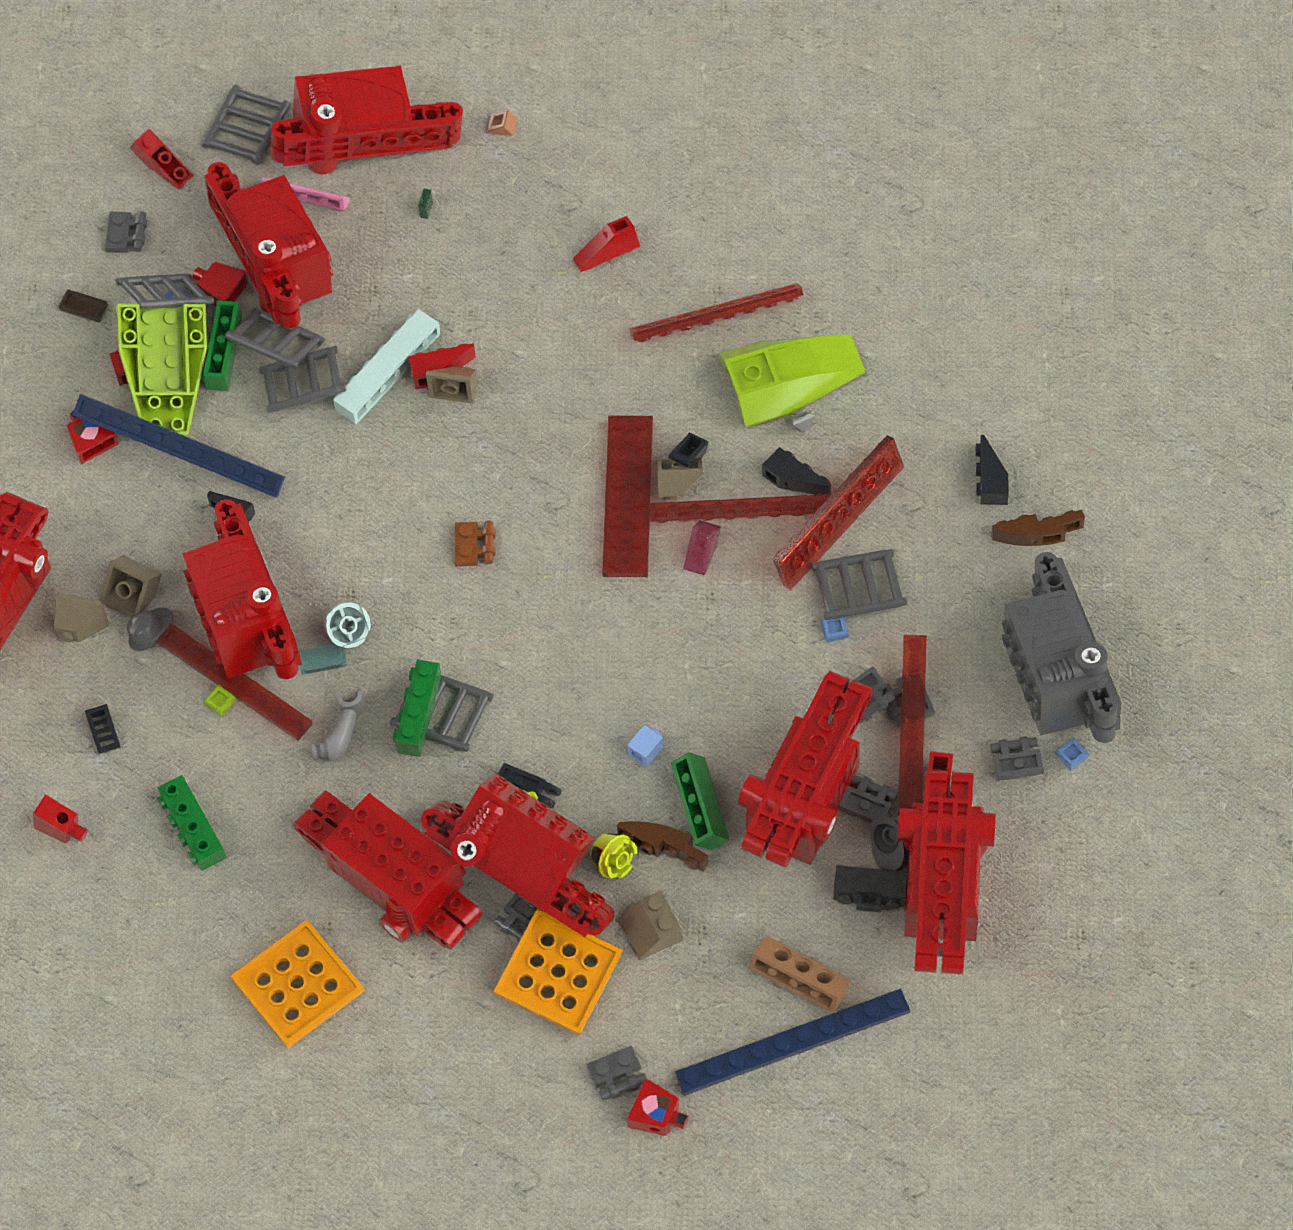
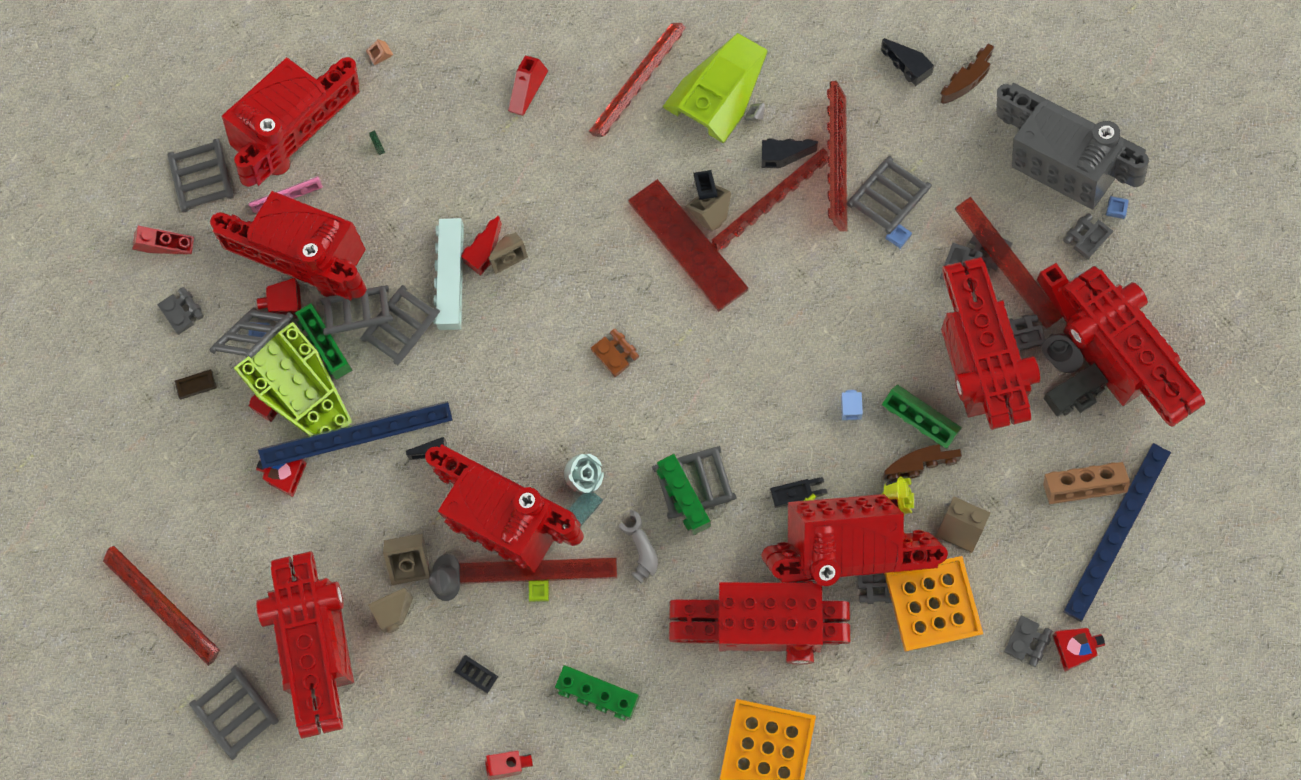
camera: 35 degrees left, 10 degrees up
(701, 547) = (768, 244): clear pink slope -> none

